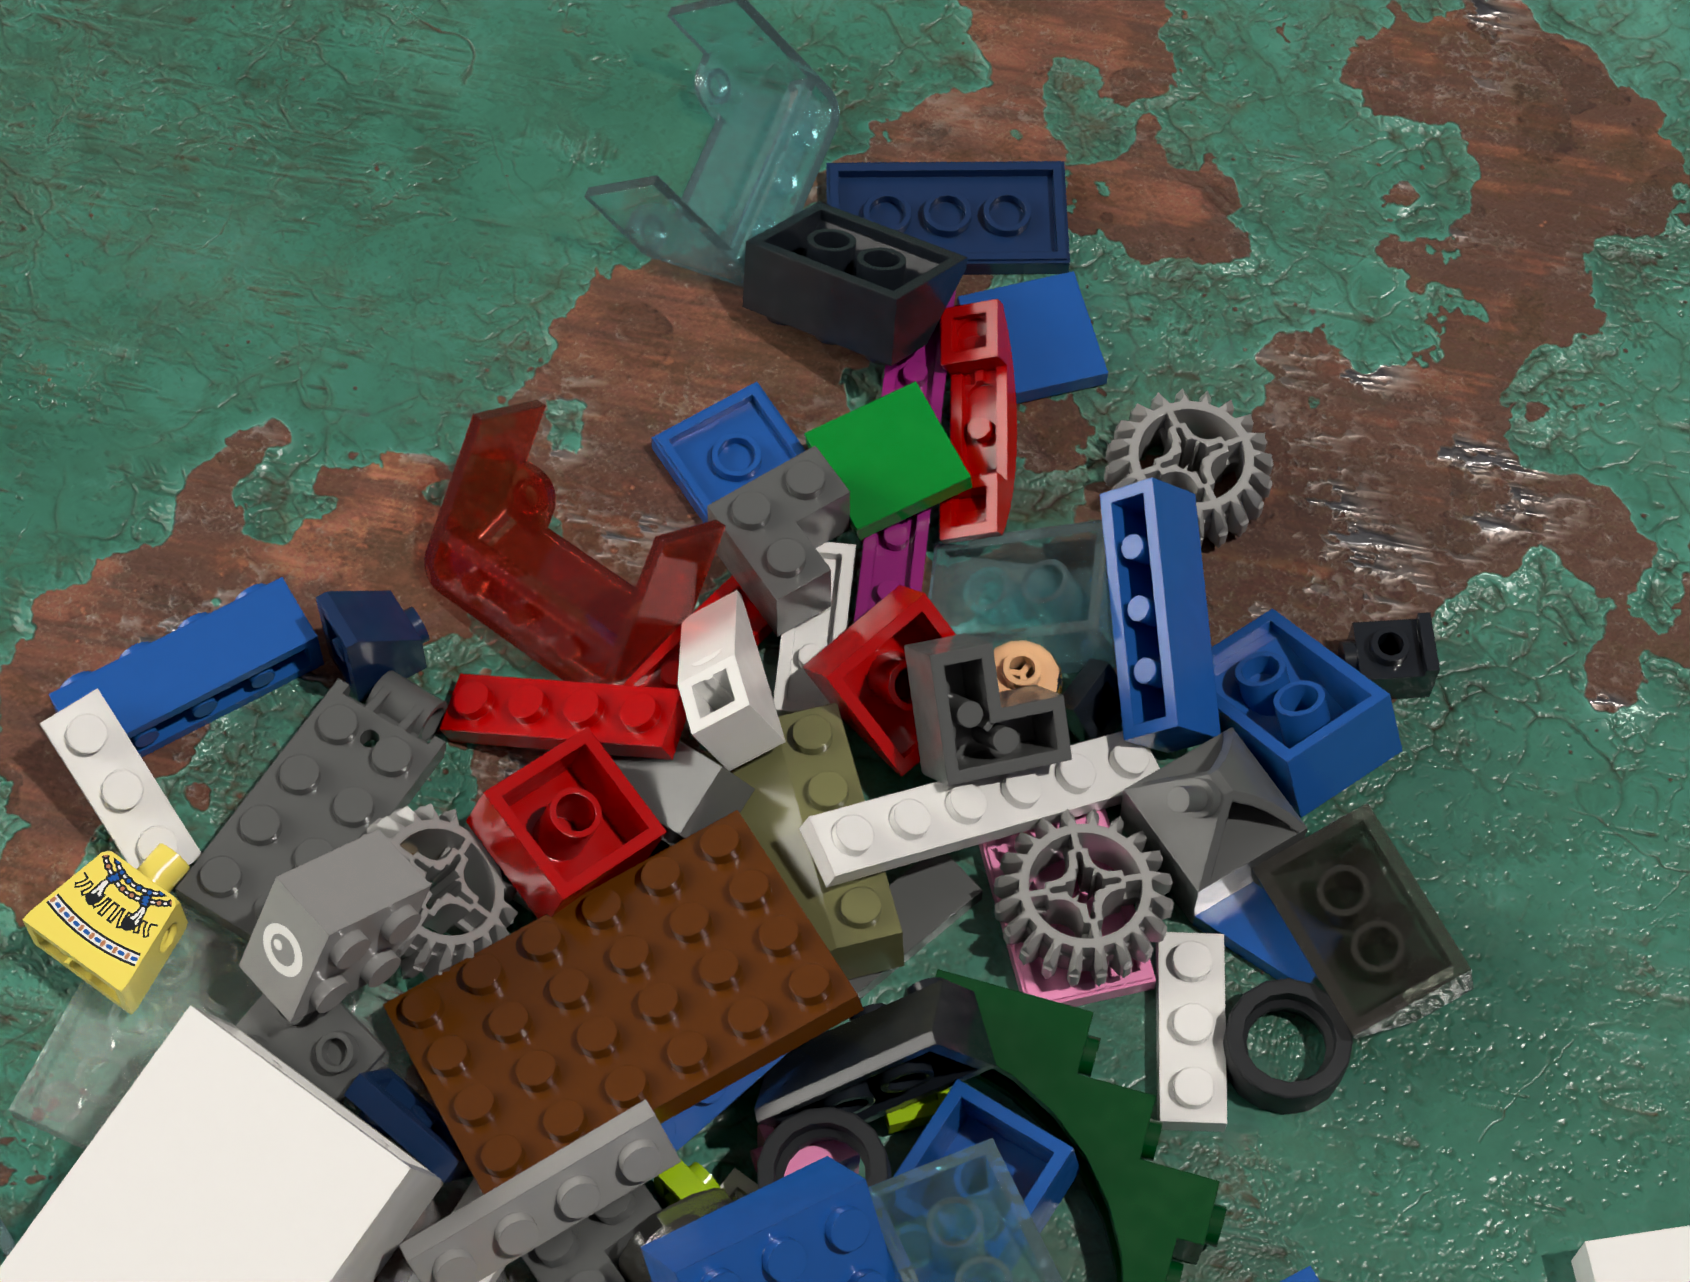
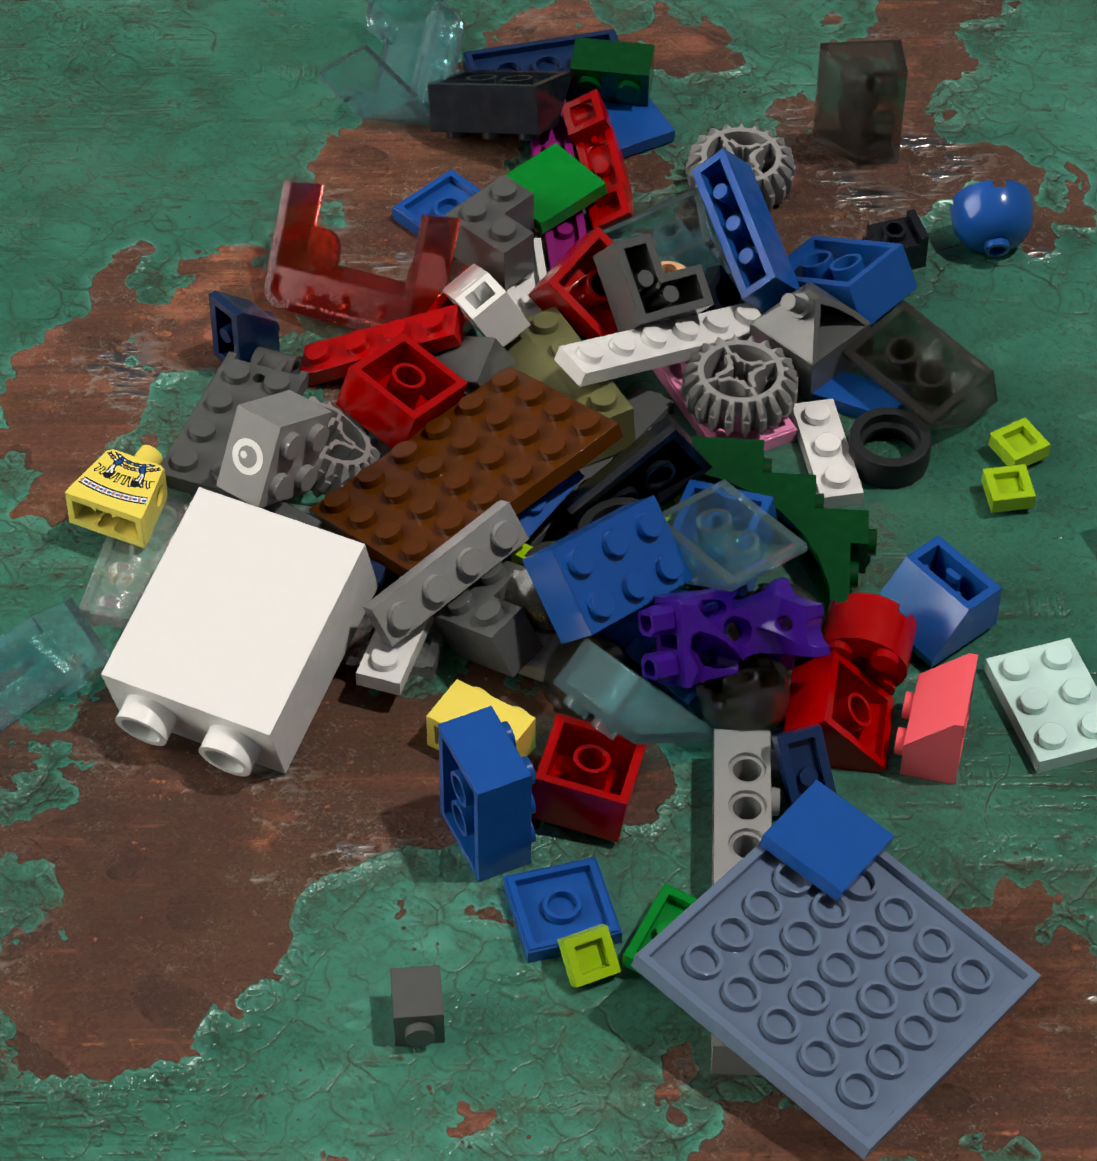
camera: 10 degrees left, 15 degrees down
(117, 780) = (92, 415): white plate -> none
(203, 667) = (127, 374): blue brick -> none
(1034, 256) = (615, 68): none -> dark green brick
(1397, 399) = (861, 100): none -> clear smoke slope
(1449, 1161) = (1008, 488): none -> lime plate
(1486, 1080) = (1019, 443): none -> lime plate
(1548, 650) = (992, 217): none -> blue cylinder

